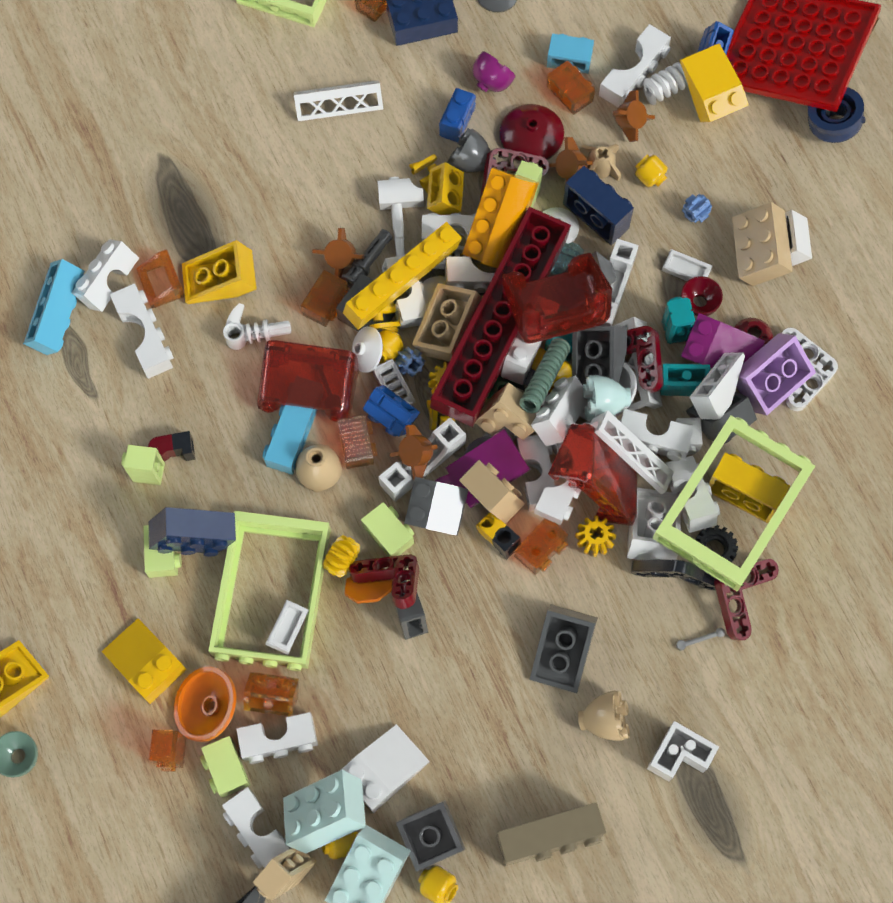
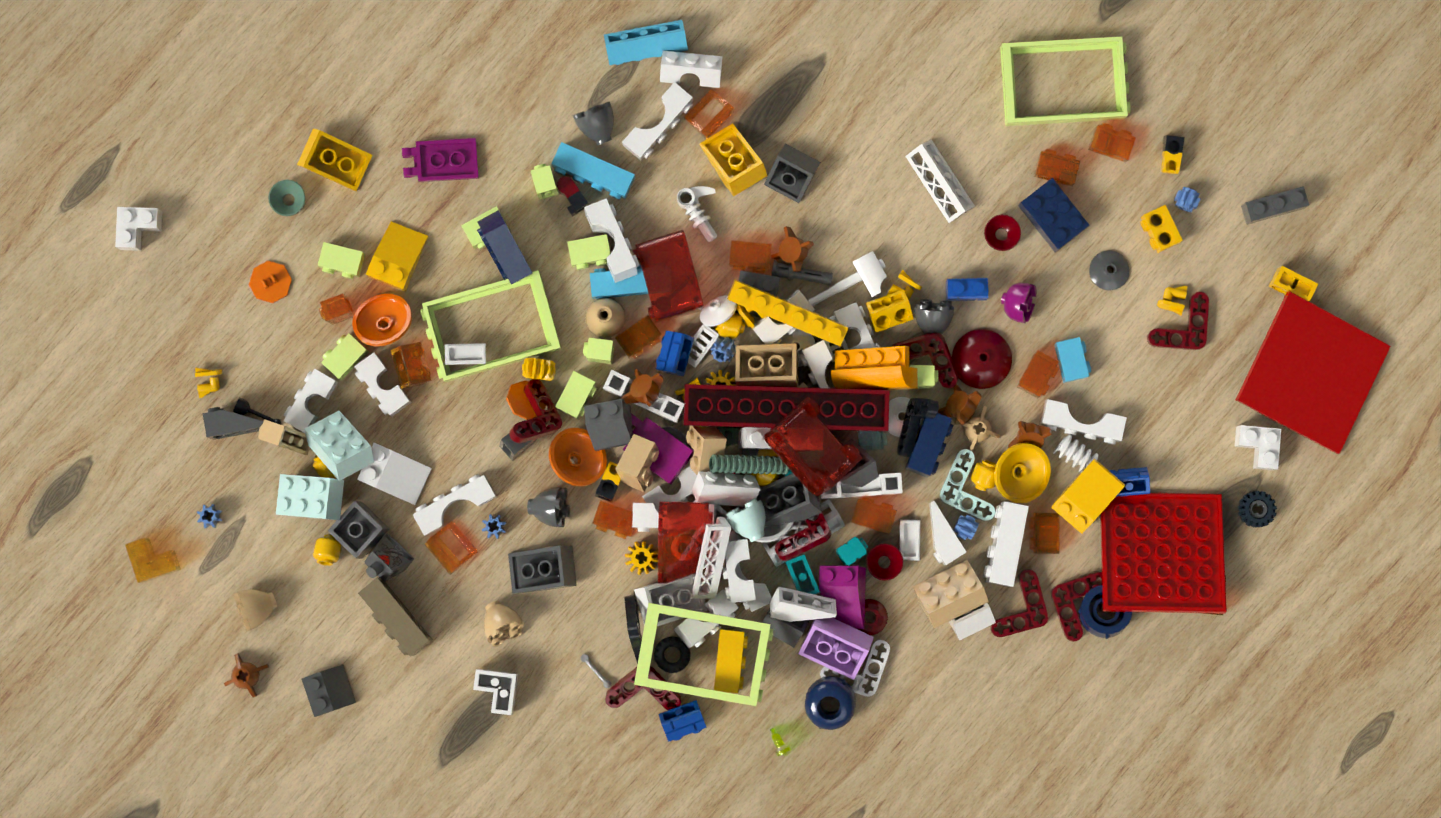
camera: 65 degrees right, 15 degrees up
(64, 567) = (442, 160): none -> magenta tile
(99, 819) = (270, 281): none -> orange piece
(110, 388) = (596, 122): none -> dark grey piece
(115, 724) = (341, 260): none -> yellowish green brick
(159, 412) = (593, 170): none -> medium azure brick
(213, 424) = (602, 220): none -> white arch
(240, 453) = (589, 251): none -> yellowish green brick
(261, 226) = (792, 173): none -> dark grey slope
(352, 483) = (599, 350): none -> yellowish green brick
(417, 56) = (1004, 222): none -> dark red piece
(446, 683) = (431, 517): none -> white arch
(456, 557) = (576, 445): none -> orange dish
(478, 816) = (387, 559): none -> dark grey torso
(493, 673) = (499, 524): none -> medium blue gear
(498, 608) = (550, 506): none -> dark grey piece
(500, 749) = (444, 554): none -> clear orange tile
(564, 206) = (916, 409): none -> black beam
(648, 289) = (873, 515): none -> clear orange brick
(658, 204) = (959, 495): none -> light aqua beam
(664, 134) = (1031, 476): none -> yellow dish
(698, 233) = (944, 539): none -> white slope
(730, 173) = (1006, 544): none -> white brick
(733, 140) = (1045, 533): none -> clear orange brick
(793, 565) = (682, 721): none -> blue brick
(804, 145) = (1071, 594): none -> dark red beam
(809, 189) = (1028, 615): none -> dark red beam
(816, 413) = (835, 688): none -> dark blue piece
(863, 474) = (779, 743): none -> clear neon green piece

